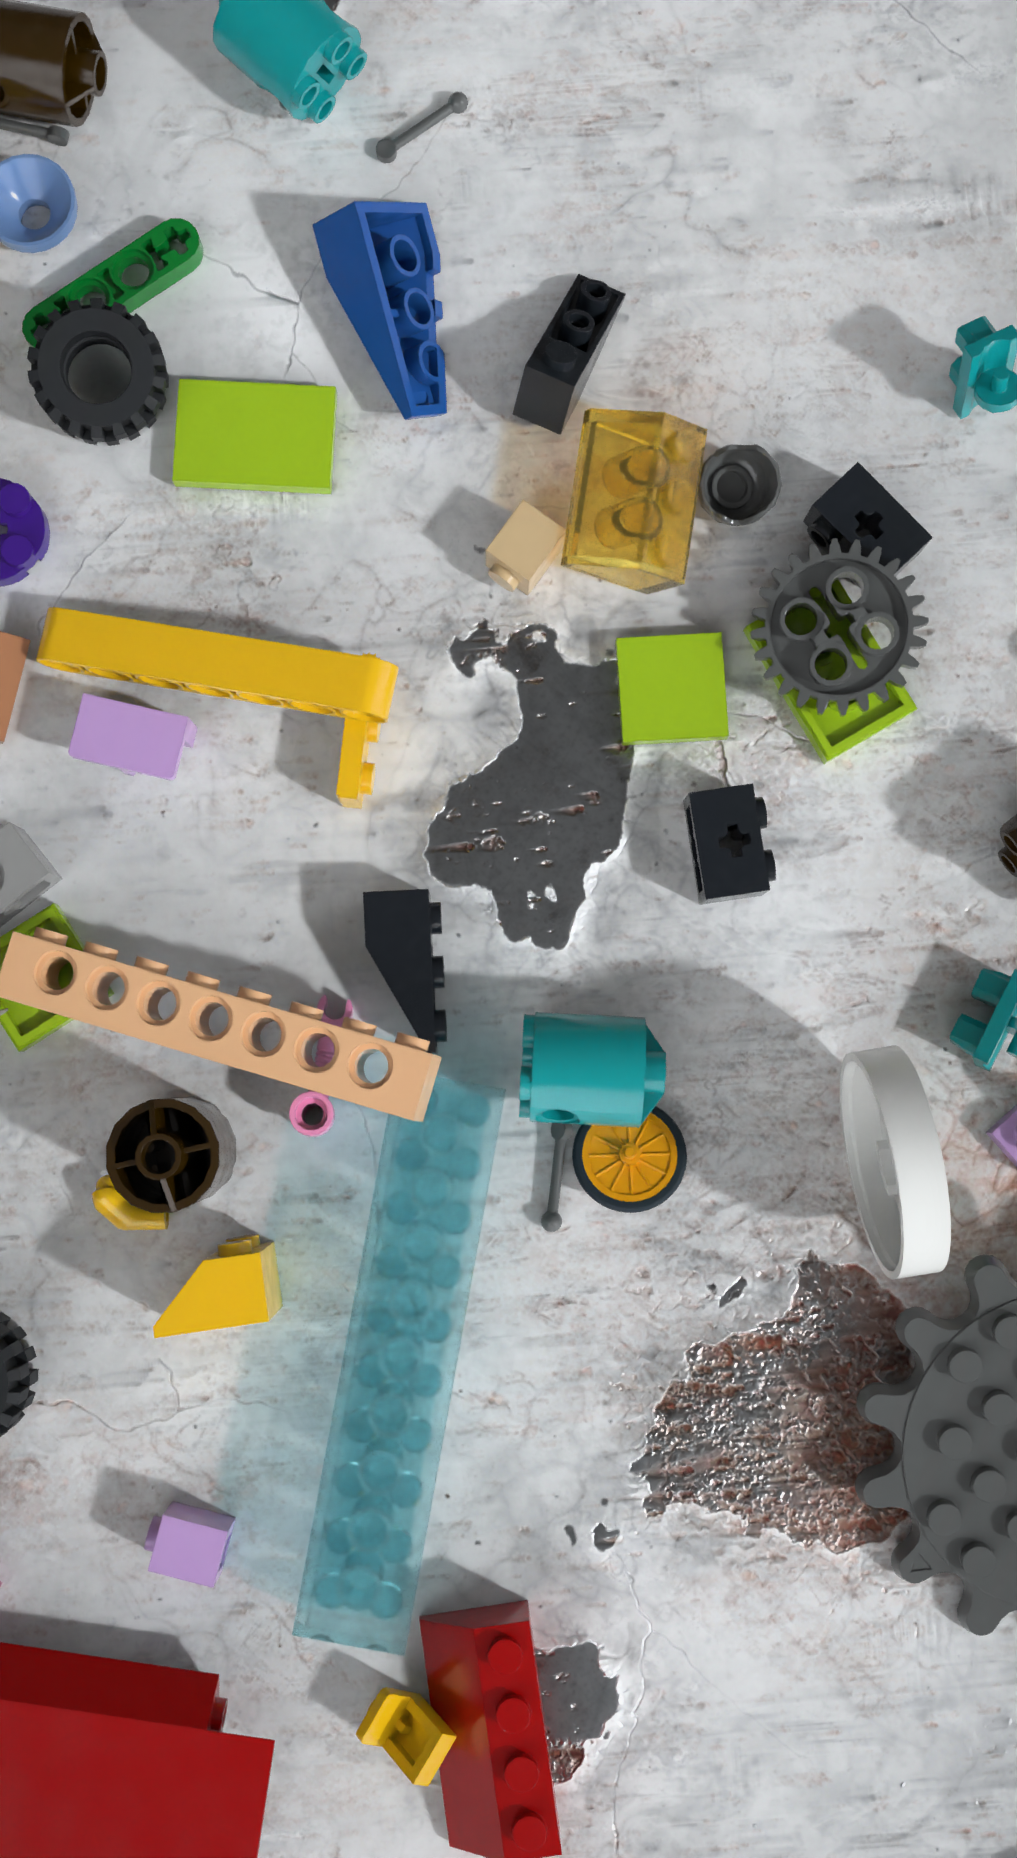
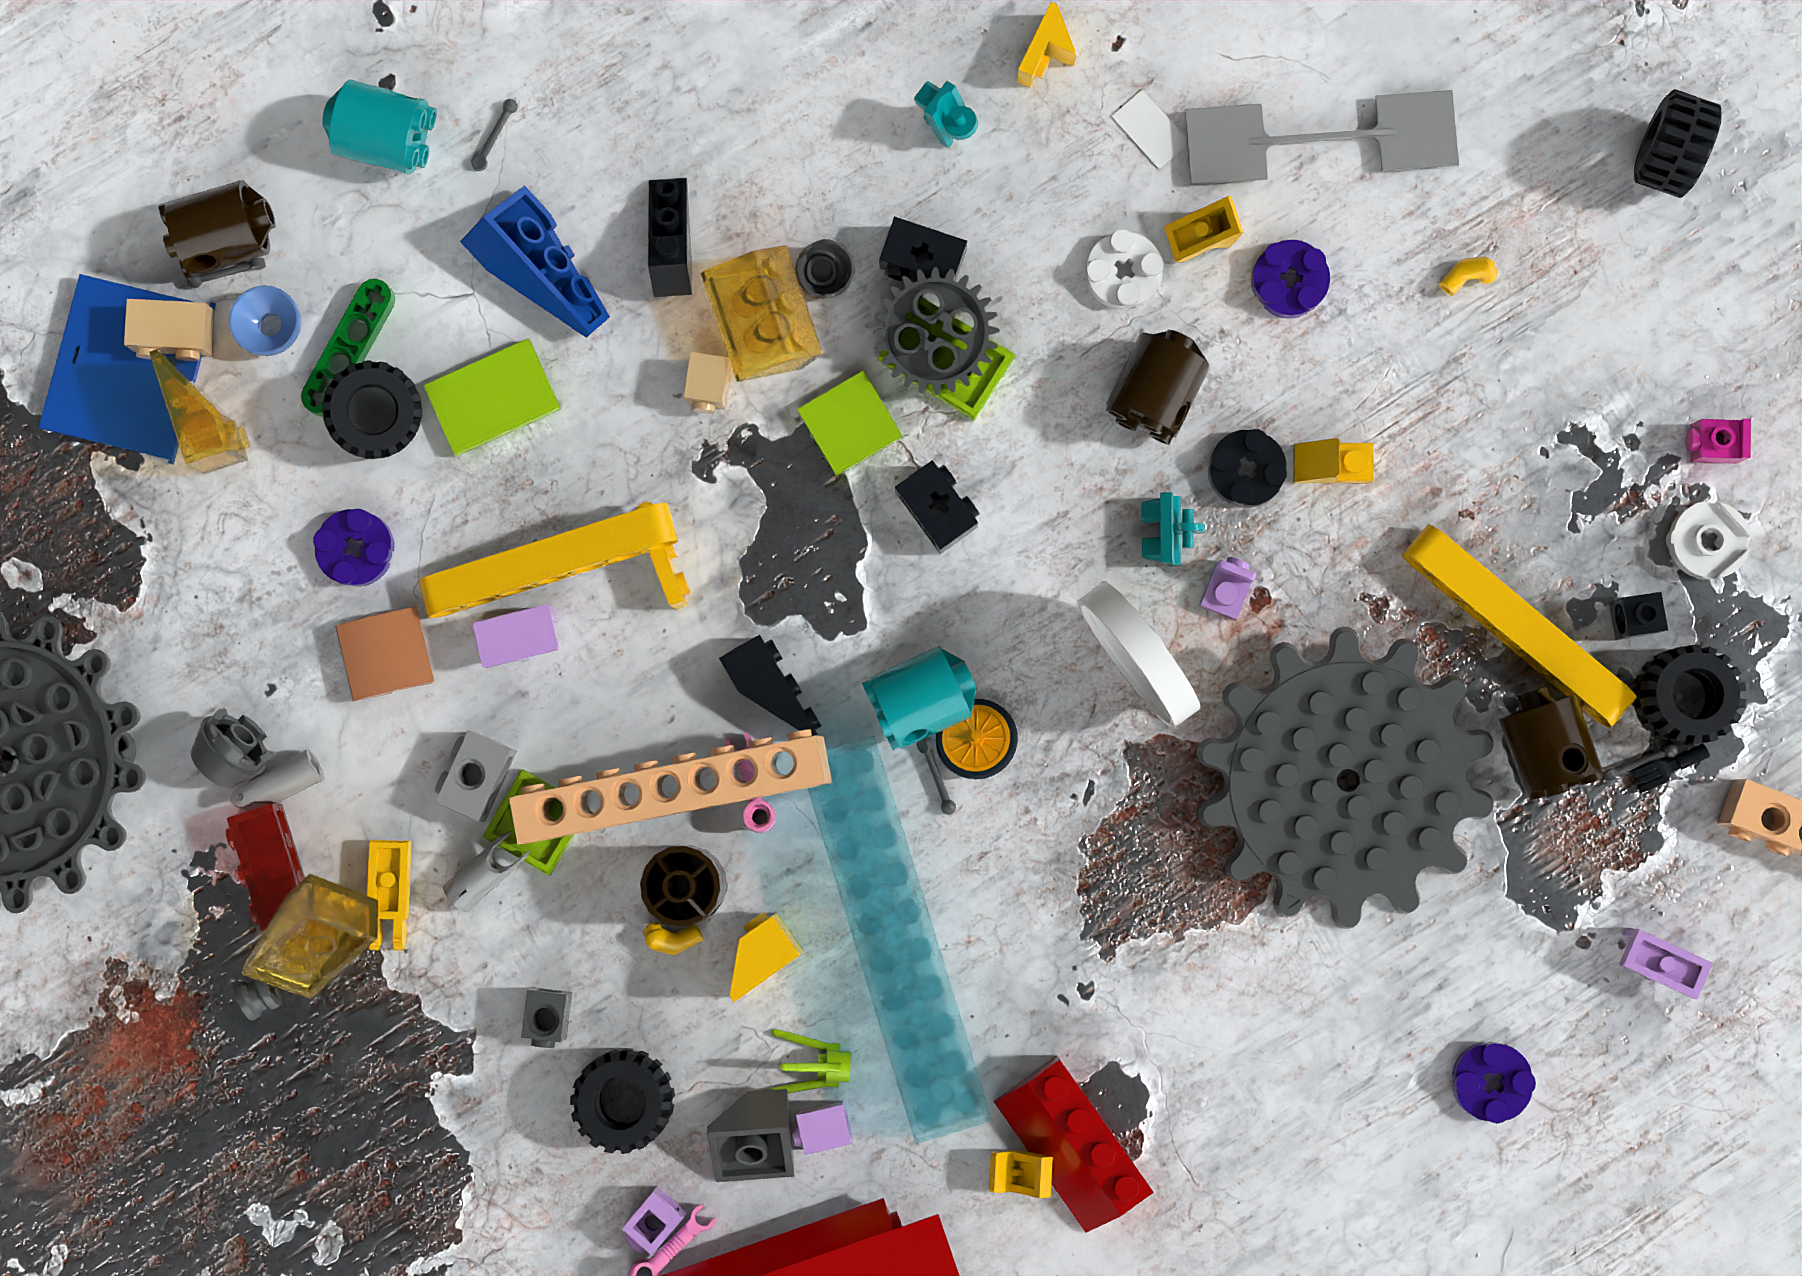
camera: 15 degrees left, 0 degrees up
(98, 1510) = (753, 1138): none -> dark grey slope
(241, 1472) = (831, 1067): none -> lime plant

